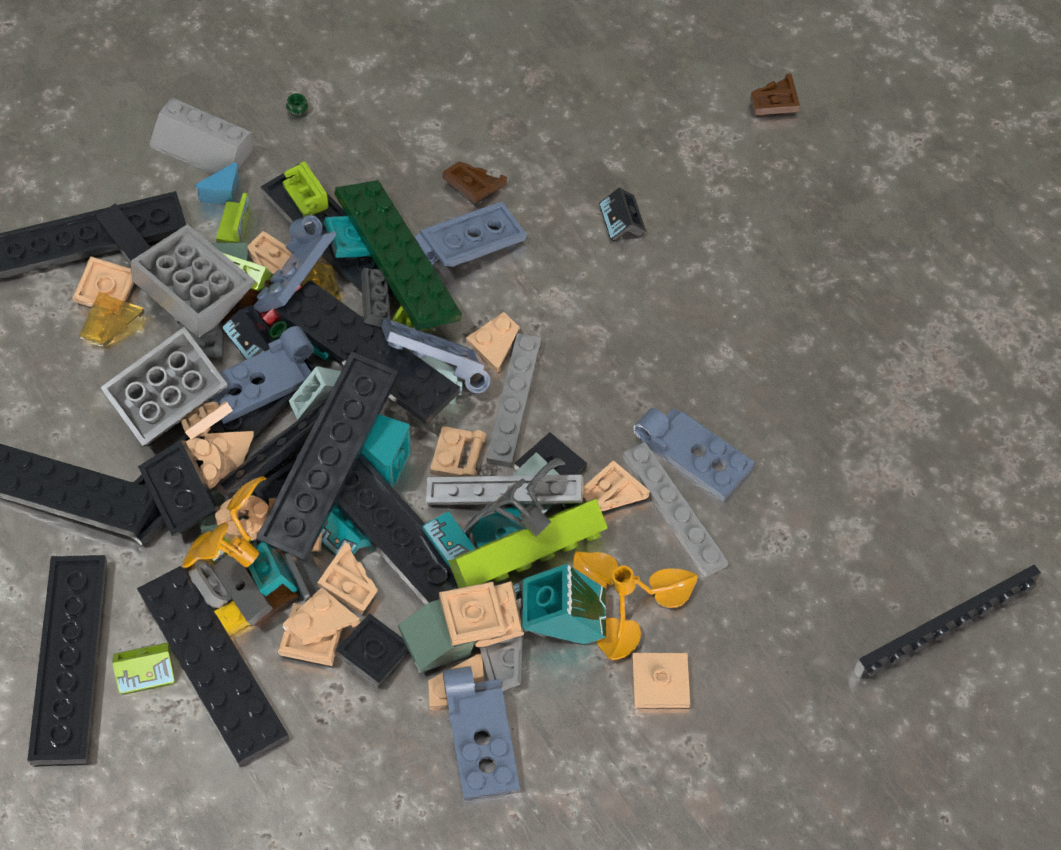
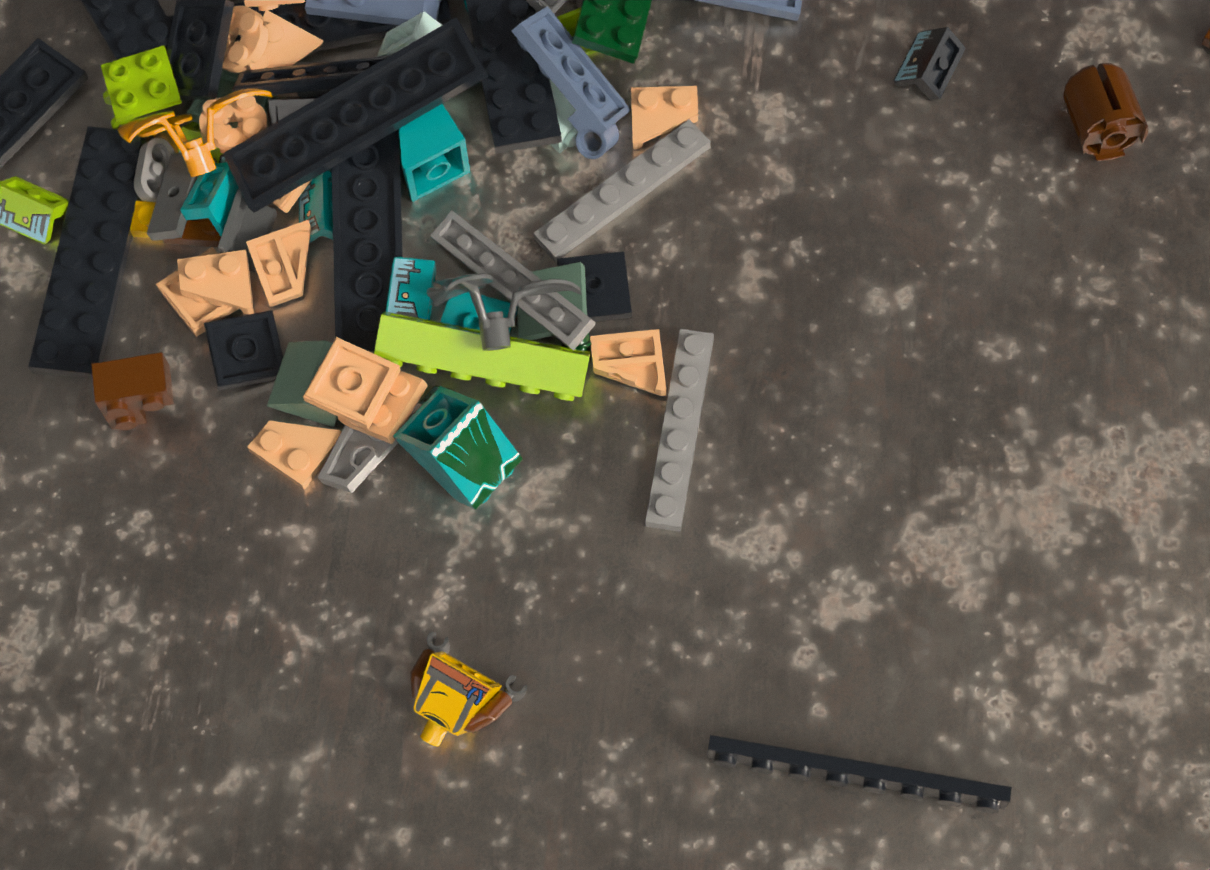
camera: 45 degrees right, 10 degrees up
(157, 536) = (139, 85): none -> lime plate
(328, 719) = (131, 387): none -> reddish brown brick
(450, 450) = (506, 200): light nougat plate -> none
(475, 709) = (276, 481): sand blue hinge -> none
(660, 680) = (496, 596): light nougat plate -> none
(670, 588) = (536, 436): light orange plant -> none
(679, 434) = (756, 354): sand blue hinge -> none
(694, 750) = (455, 695): none -> torso
(742, 179) = (1104, 111): none -> reddish brown cylinder

